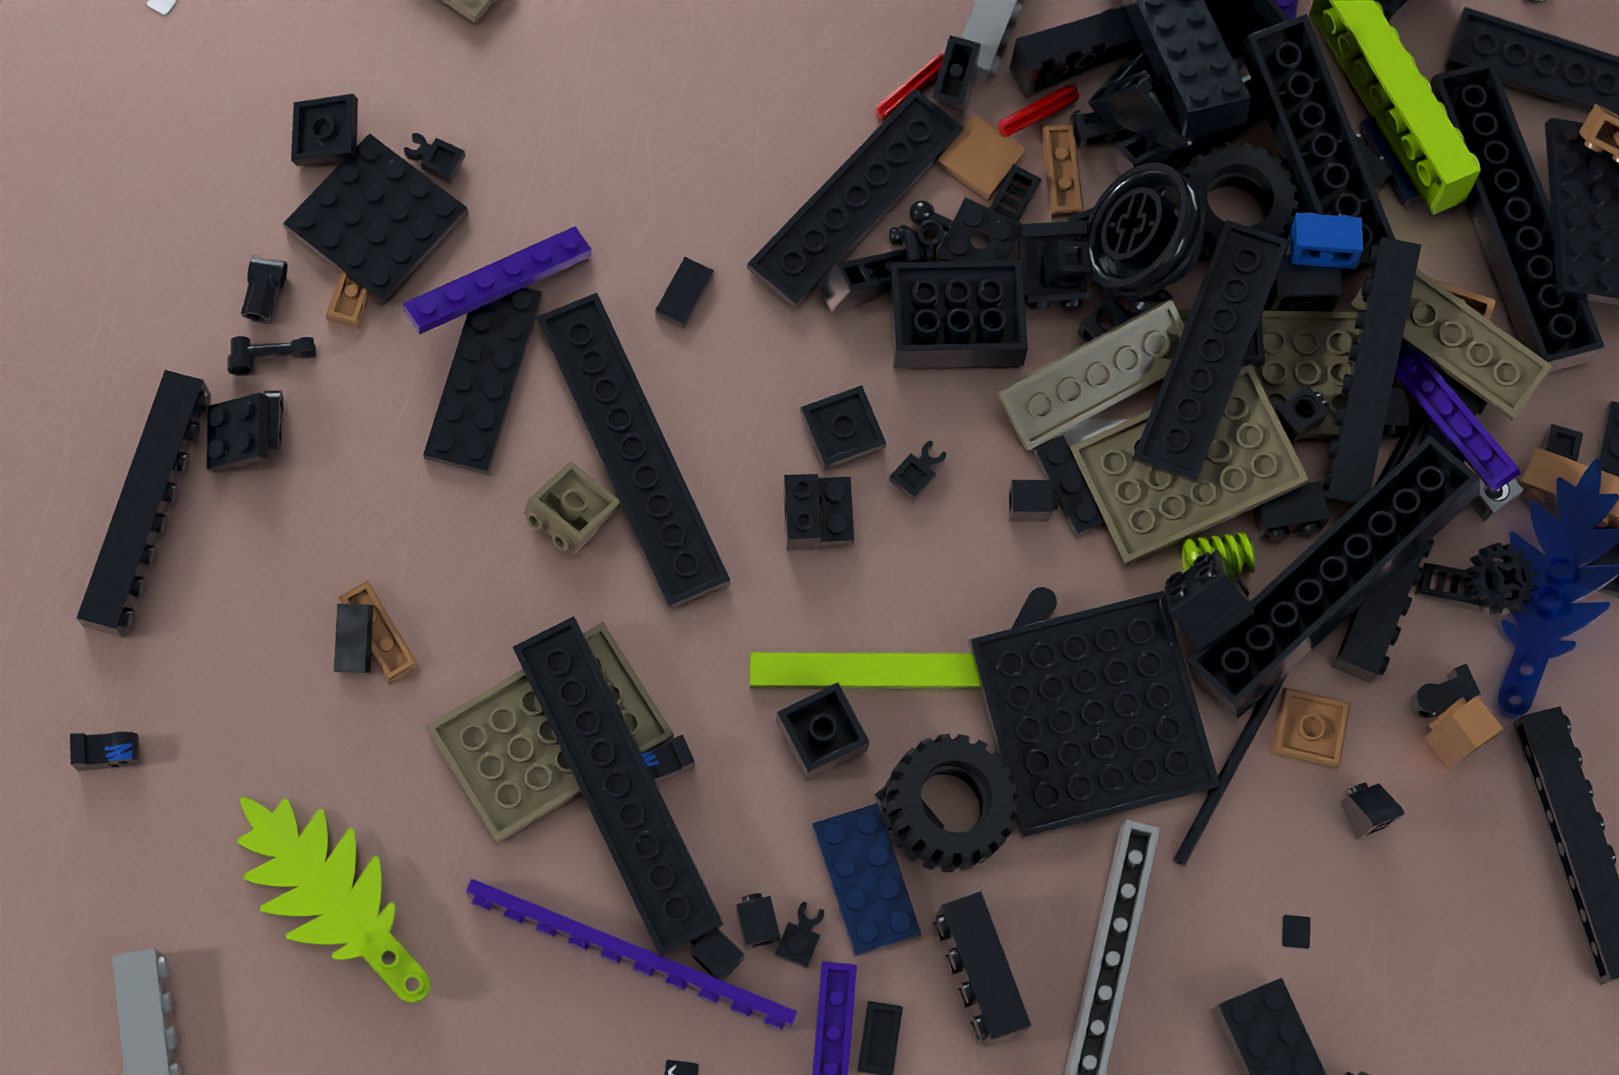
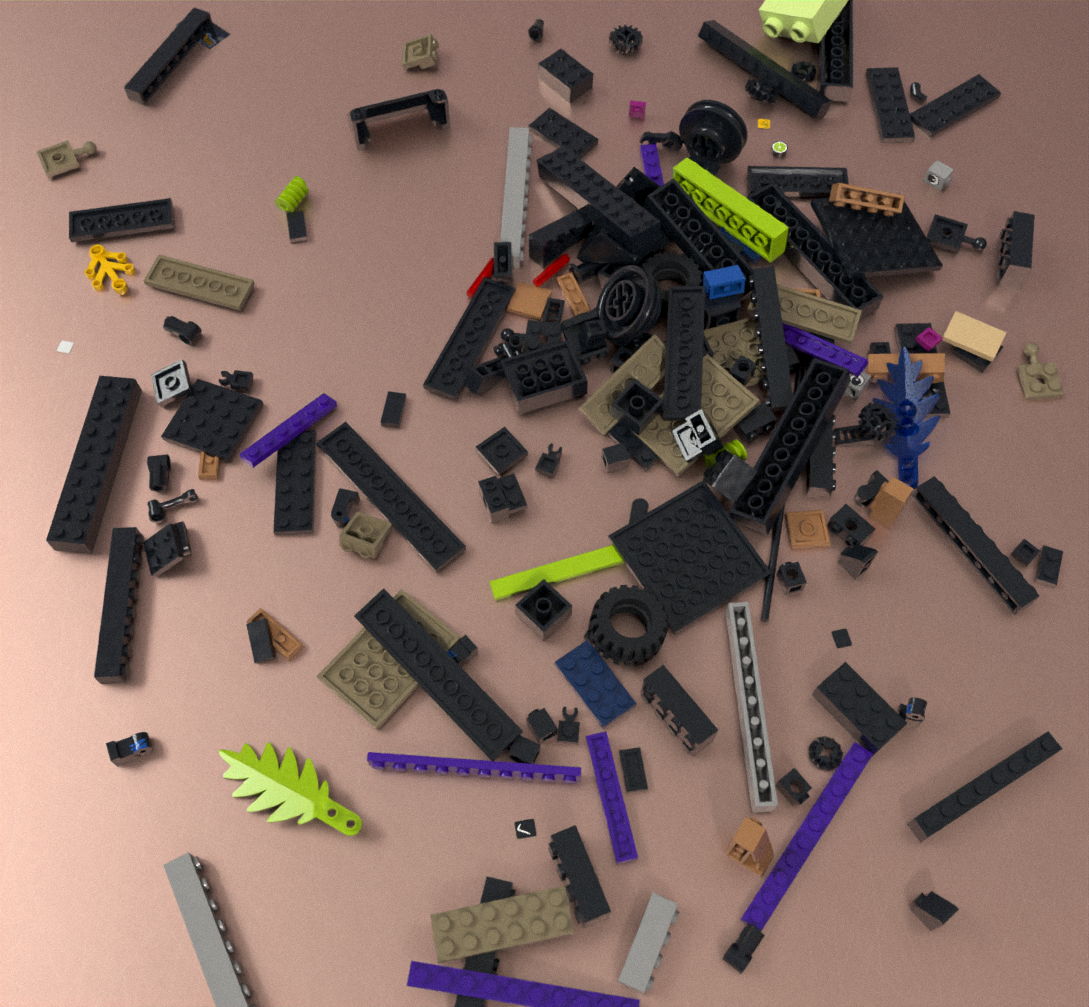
camera: 10 degrees left, 10 degrees down
(163, 241) = (94, 465): none -> black brick
(372, 36) = (185, 331): none -> black piece
(549, 445) = (342, 506): none -> black leg
(1095, 425) = (636, 407): none -> black brick
(1179, 513) = (705, 432): none -> brick
(1243, 817) = (791, 585): none -> black brick
(1384, 730) = (845, 518): none -> black brick

